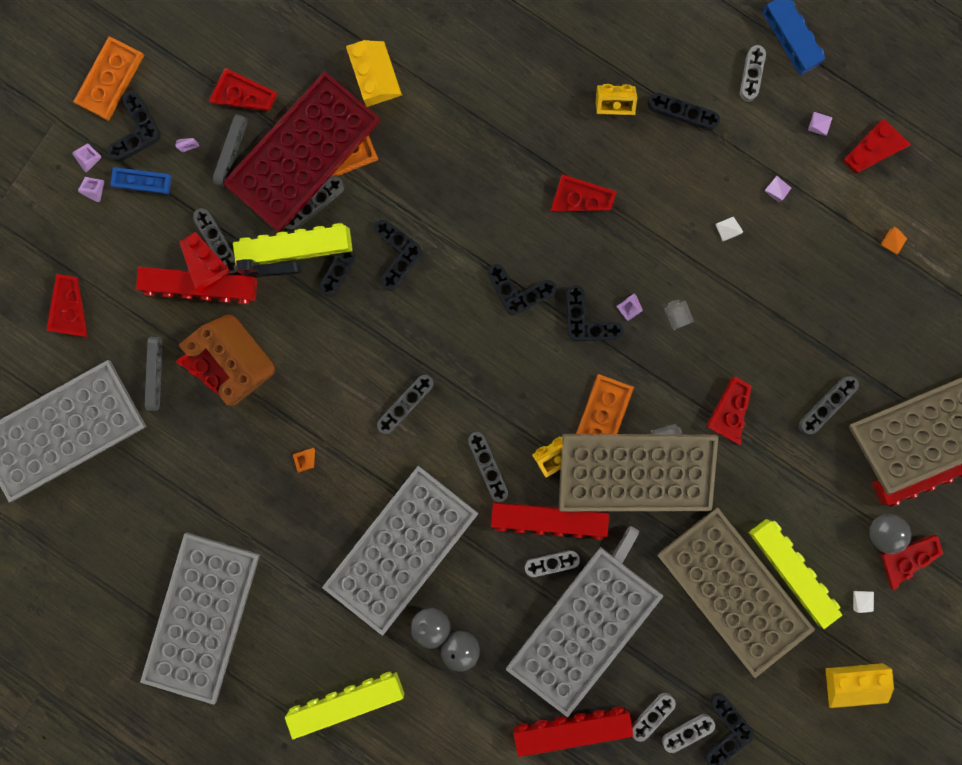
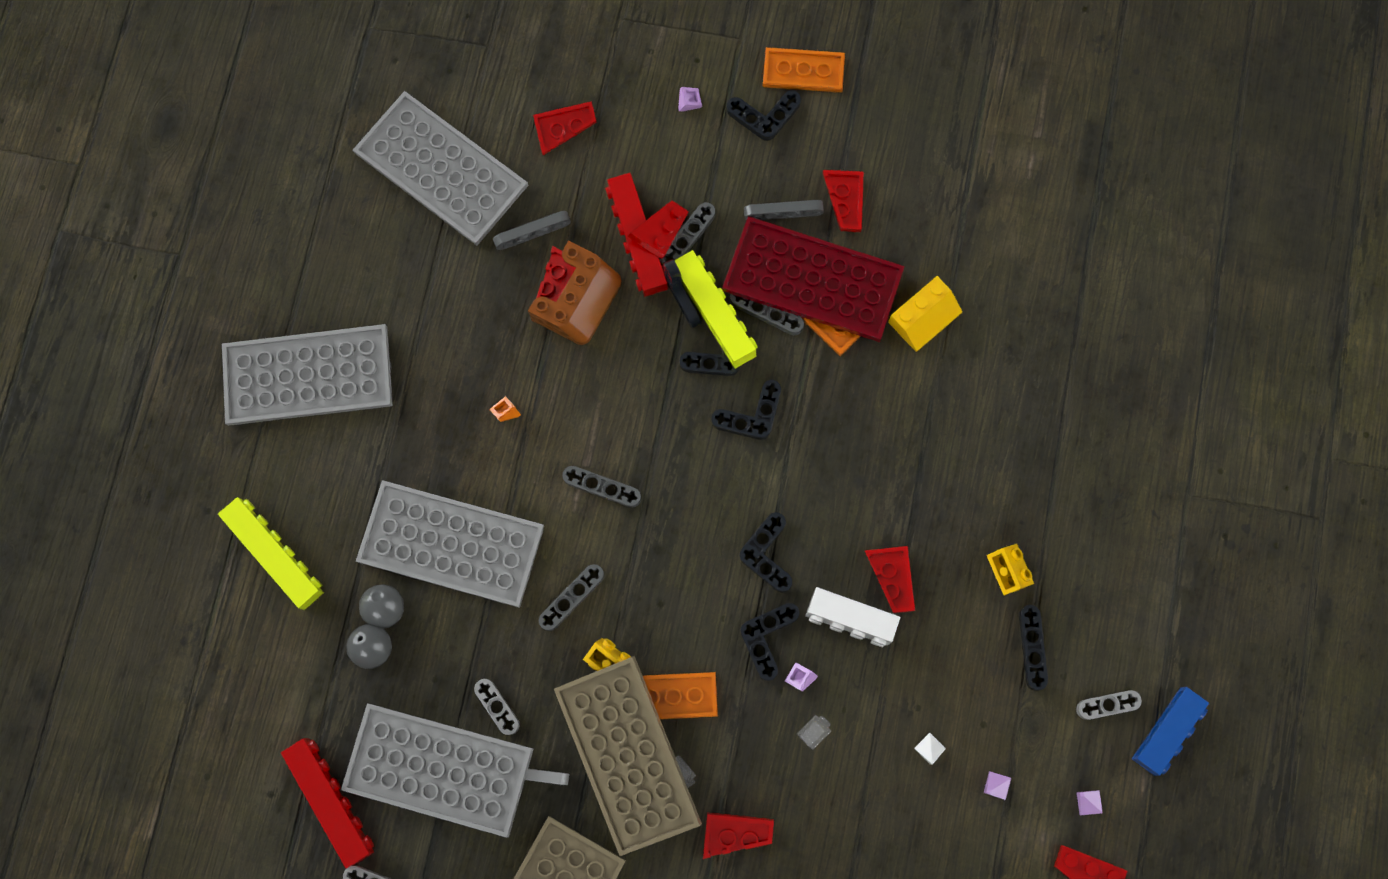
camera: 70 degrees right, 10 degrees down
(86, 157) = (718, 81): lavender slope -> none
(140, 180) = (716, 140): blue plate -> none
(186, 144) = (771, 167): lavender slope -> none
(549, 519) = (541, 684): red brick -> none
(601, 243) = (853, 617): none -> white brick

